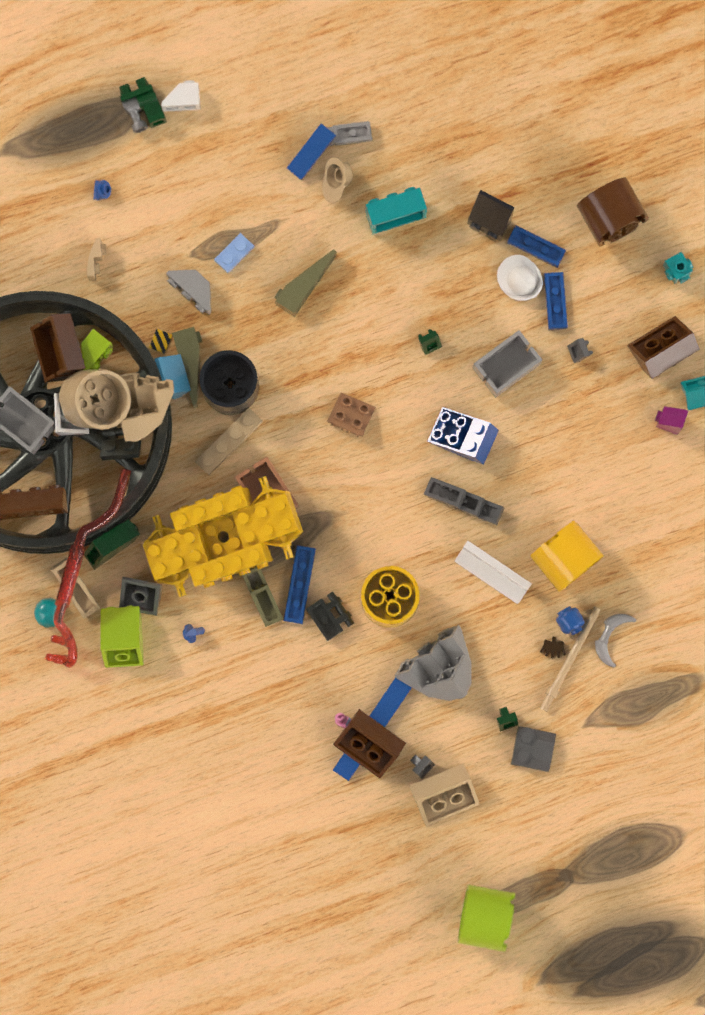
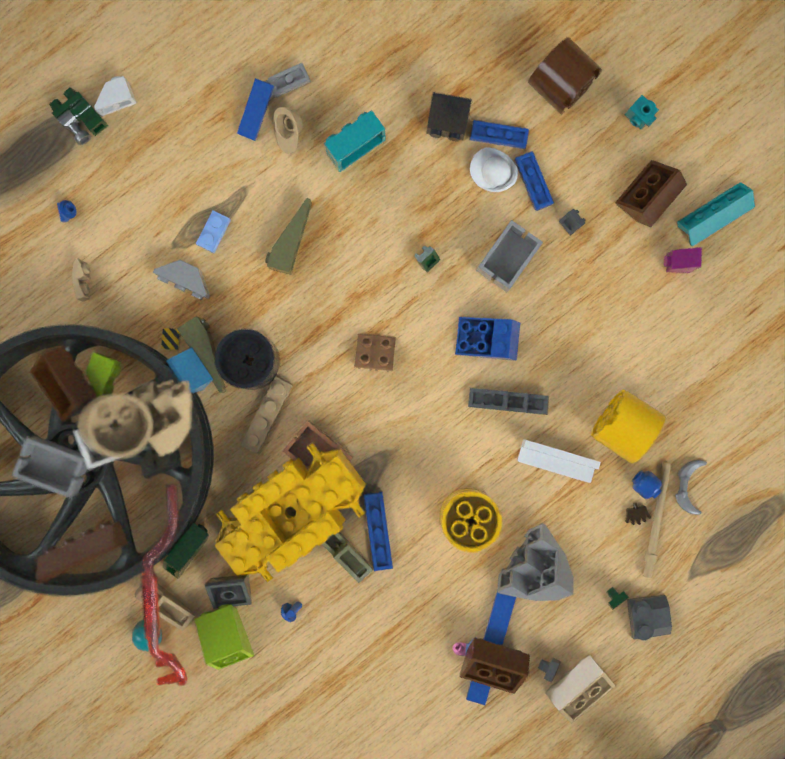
camera: 20 degrees left, 5 degrees up
(324, 618) = (412, 557): pearl dark grey plate -> none

